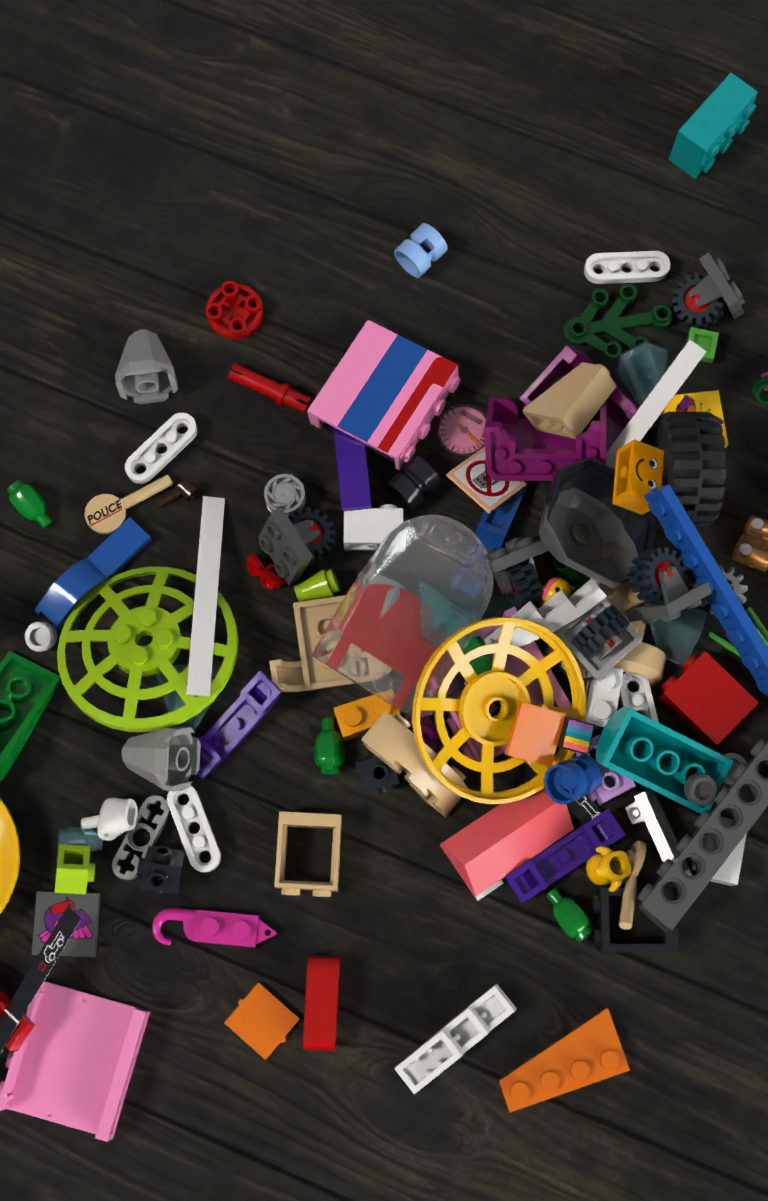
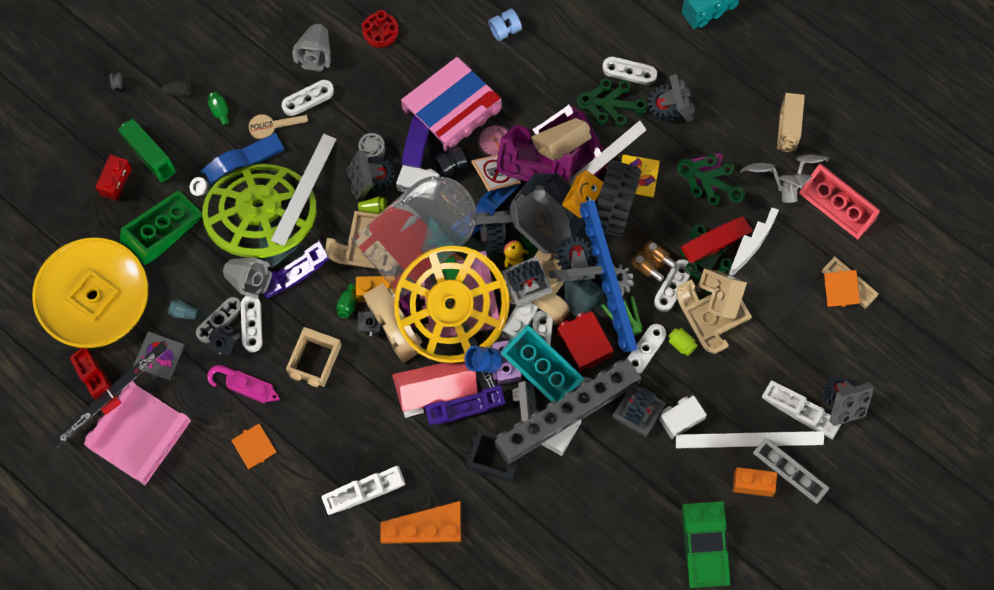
camera: 20 degrees right, 5 degrees down
(73, 869) = (173, 324): lime brick -> none
(114, 818) = (206, 303): white piece -> none
(184, 488) = (314, 126): dark brown hand -> none
(267, 578) = (345, 192): red piece -> none
(281, 393) = (390, 85): red pin -> none
(321, 1003) = (291, 445): red beam -> none
(535, 733) = (468, 325): orange piece -> none
(554, 613) = (506, 259): white slope -> none
(570, 916) = (456, 442): green plant -> none
(576, 735) = (493, 334): tile -> none
(608, 867) = (488, 418): yellow animal -> none
(636, 858) = (492, 436): tan piece -> none
(642, 369) = (614, 129): clear light blue slope -> none
(700, 789) = (557, 388): dark grey tile -> none
(706, 340) = (658, 130): bright green plate -> none

